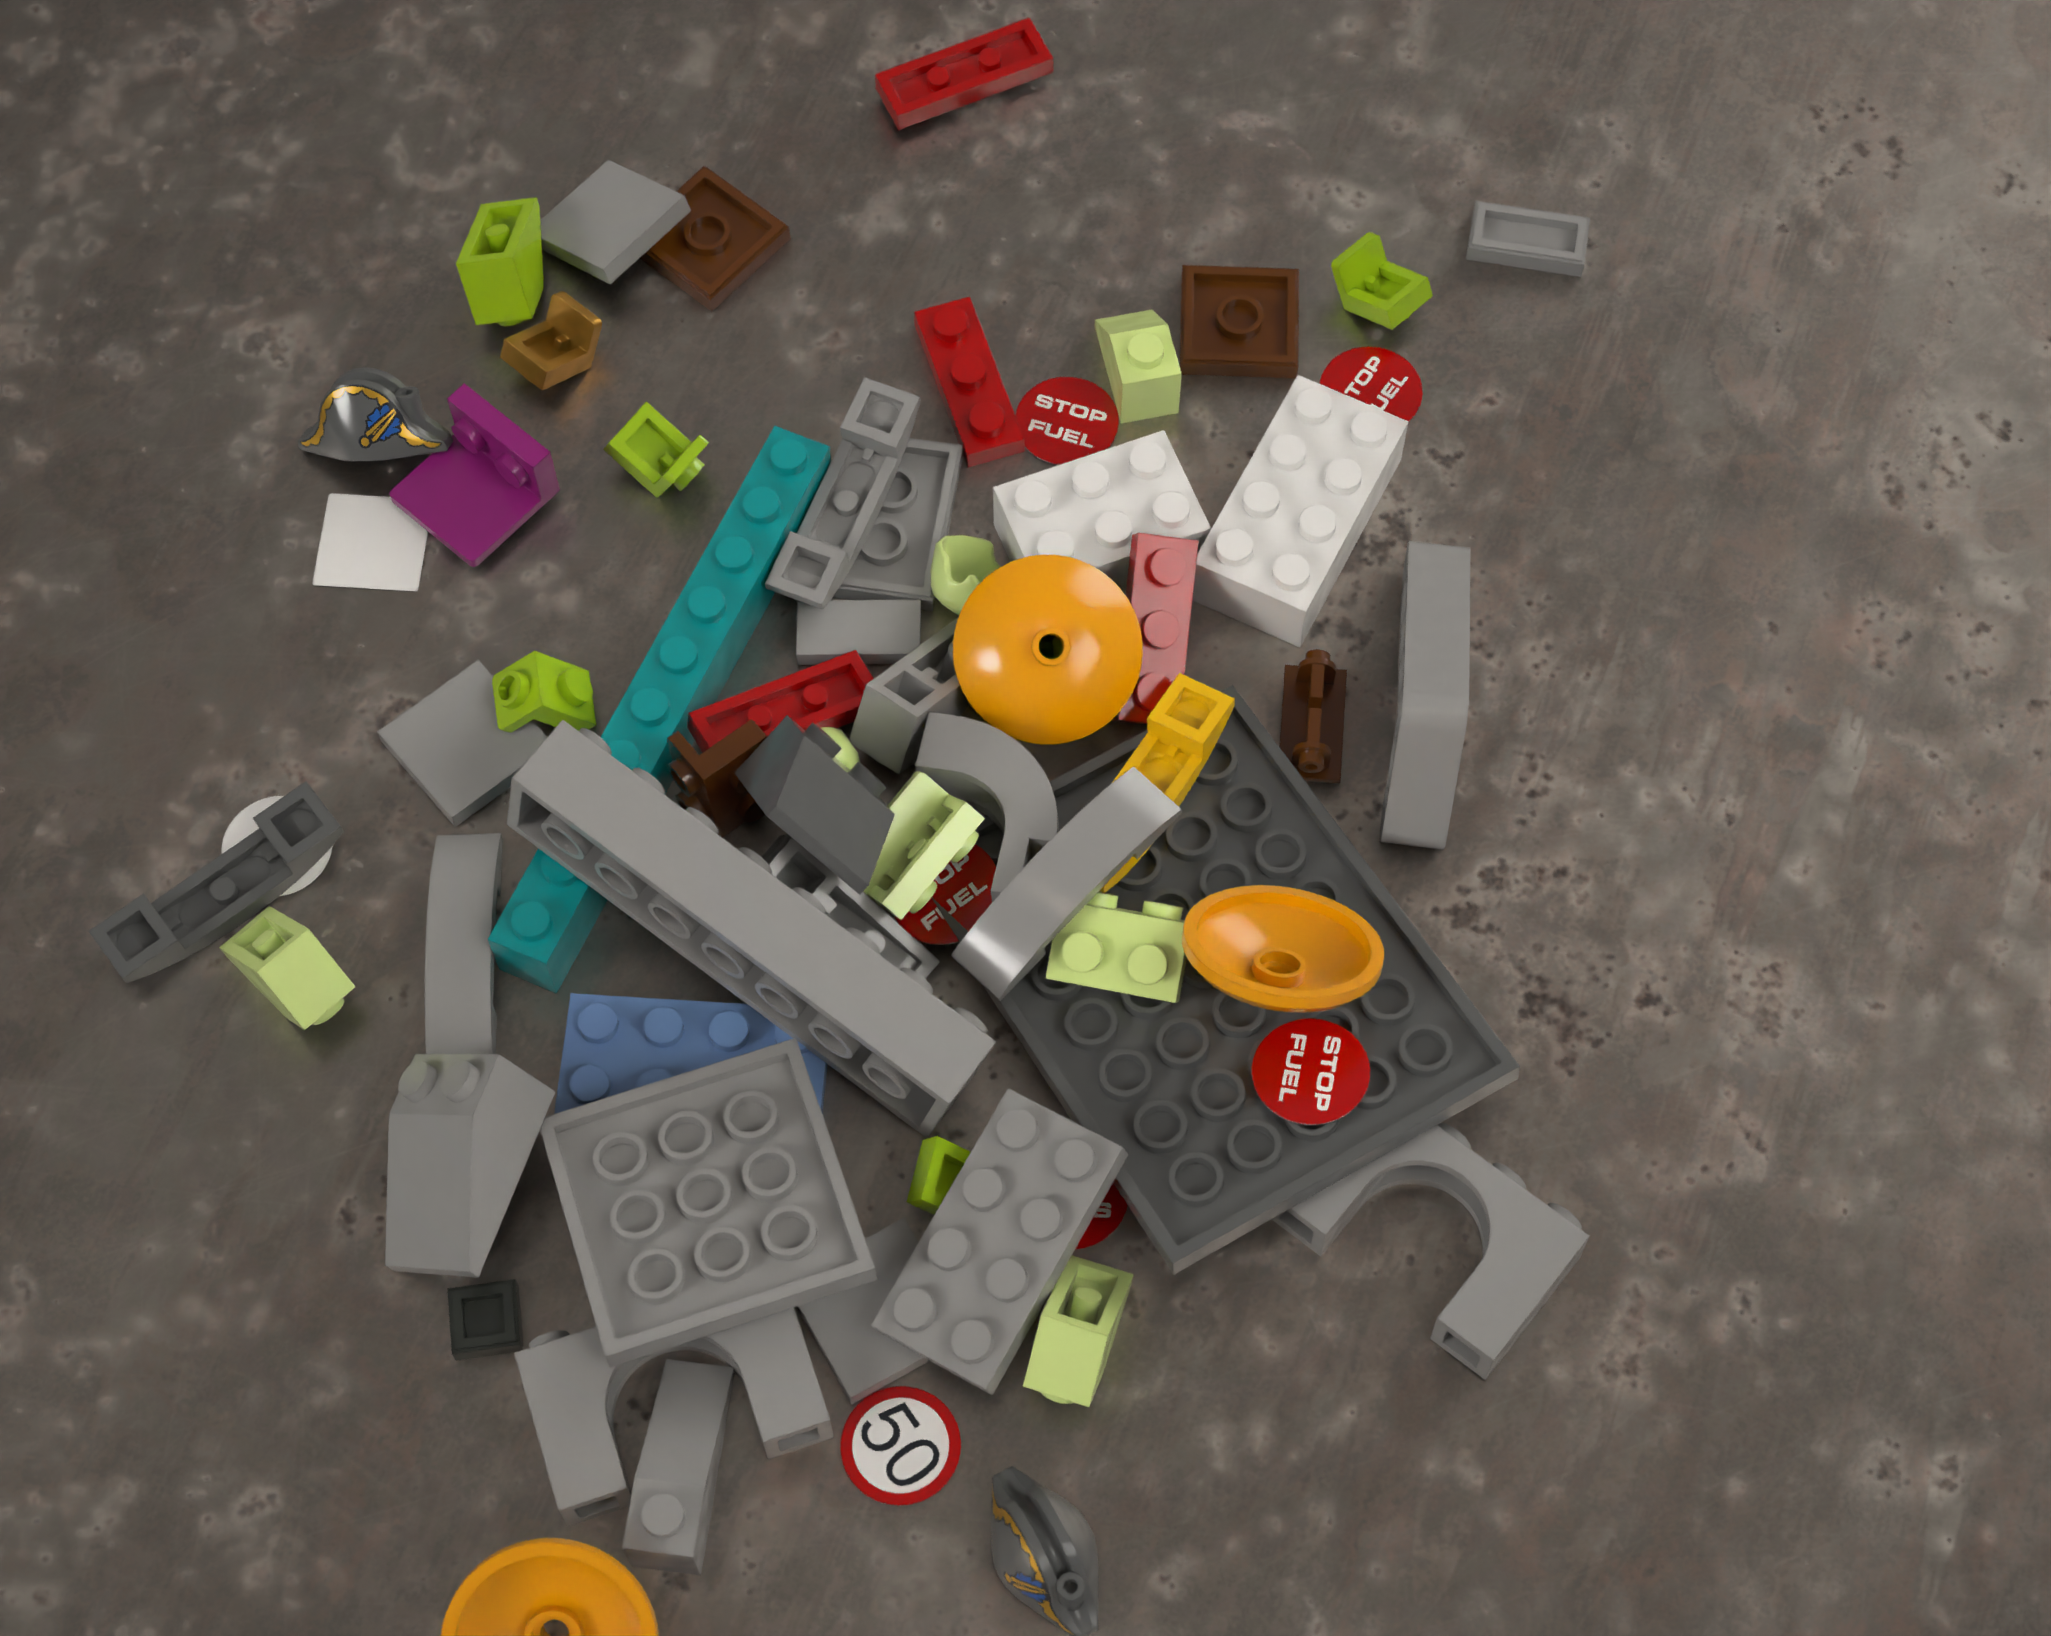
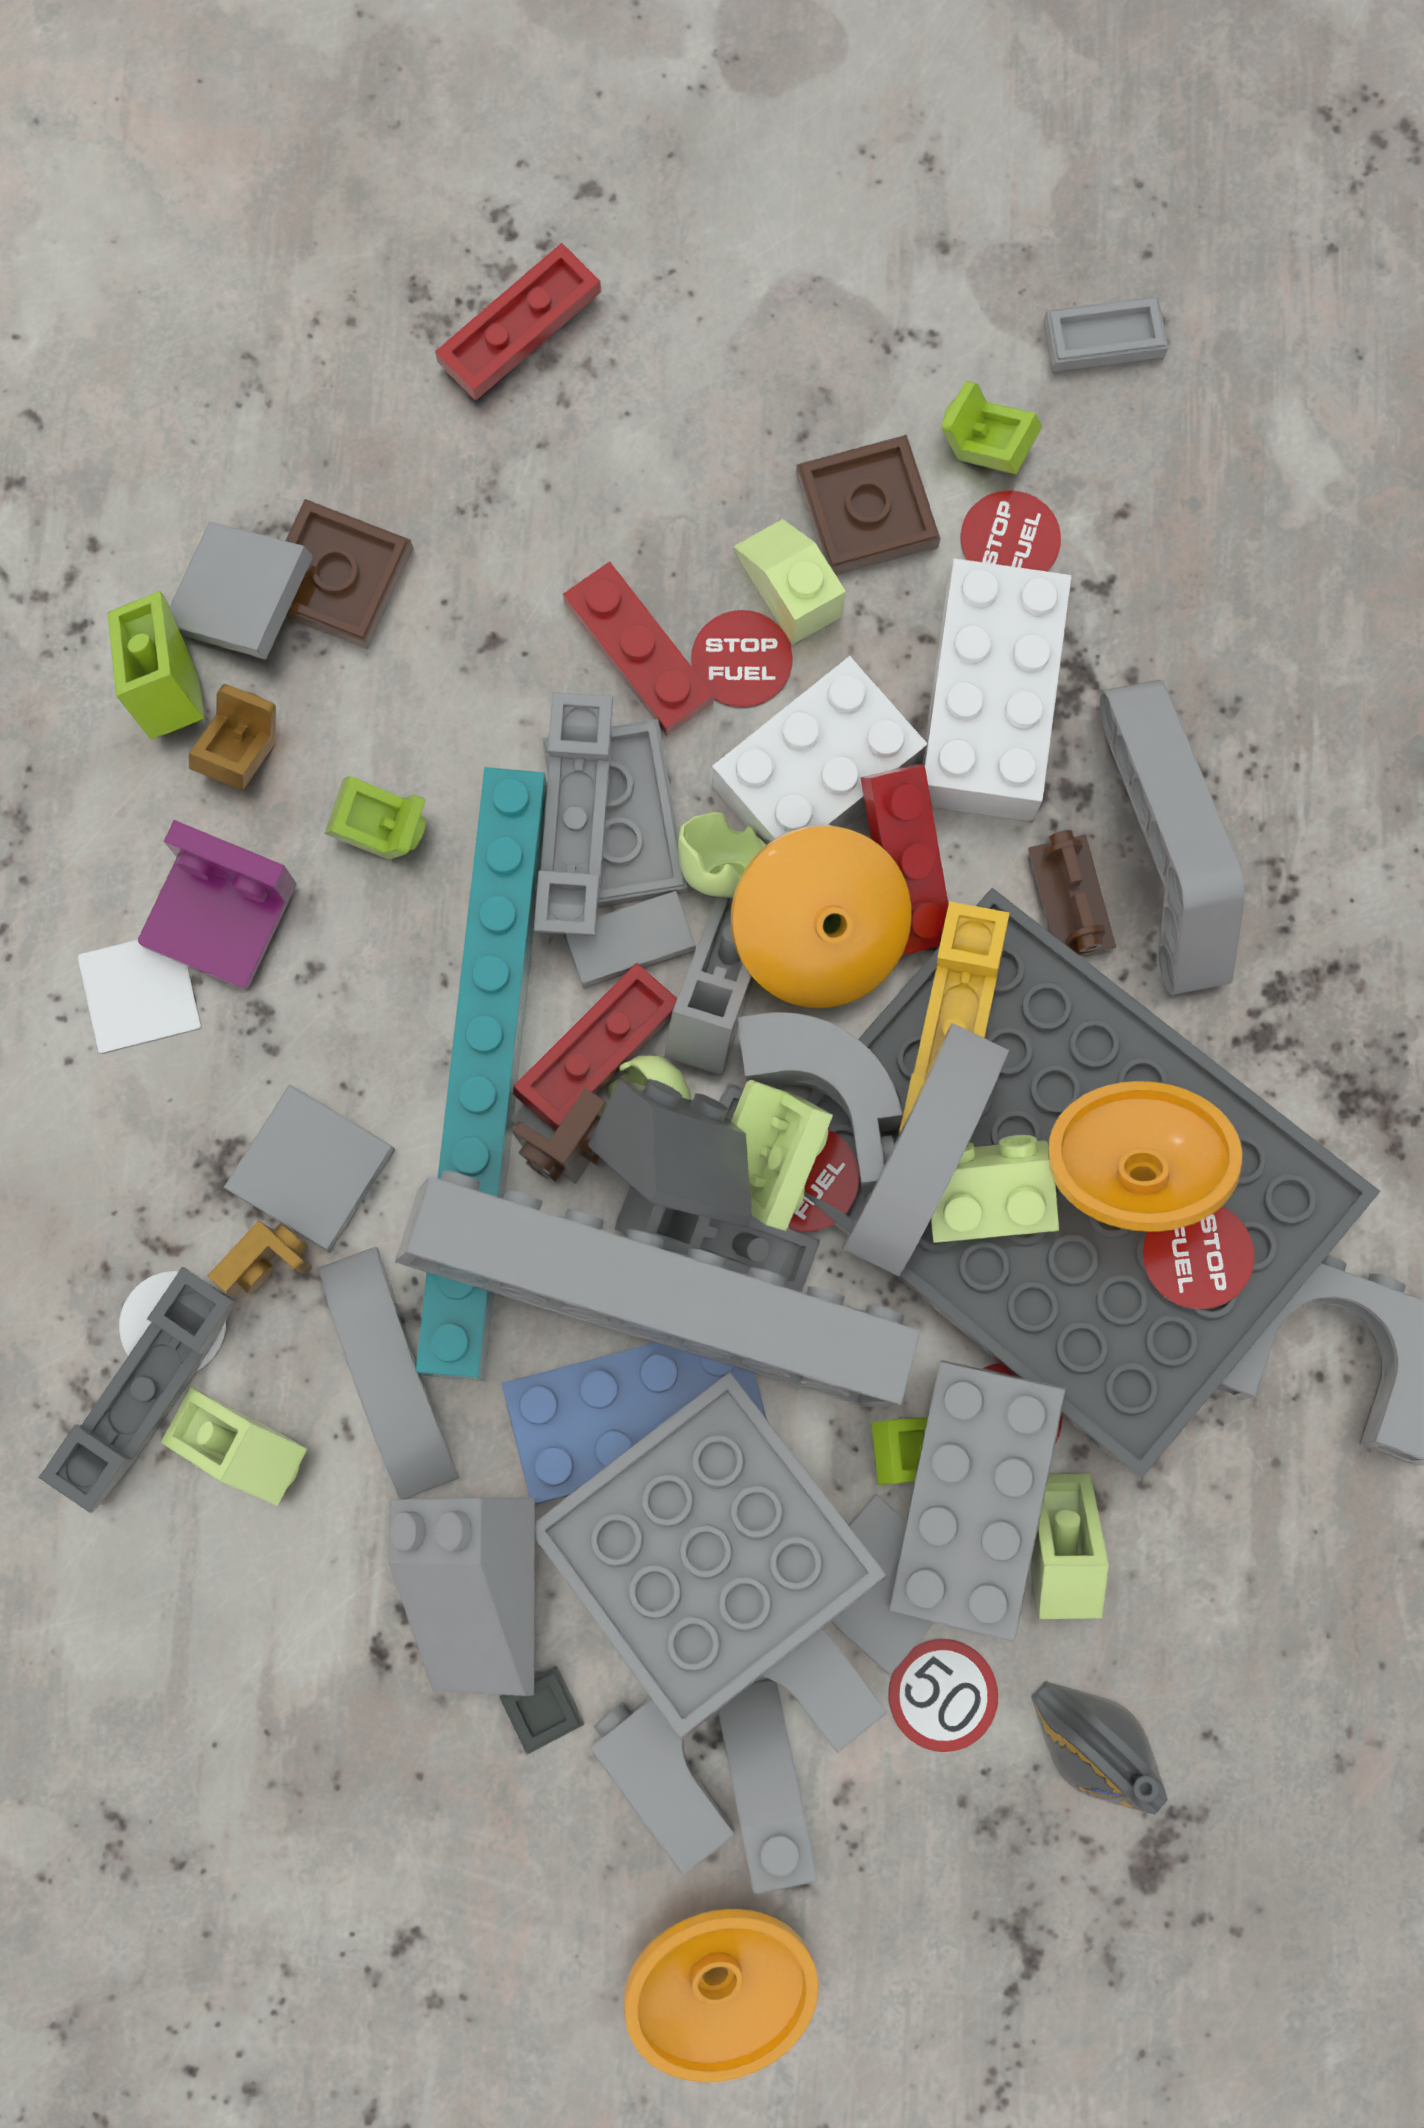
camera: 20 degrees left, 15 degrees up
(373, 419) = (96, 878): dark grey hat -> none
(377, 799) = (249, 1260): none -> pearl gold bracket
(543, 691) = (365, 1103): lime bracket -> none

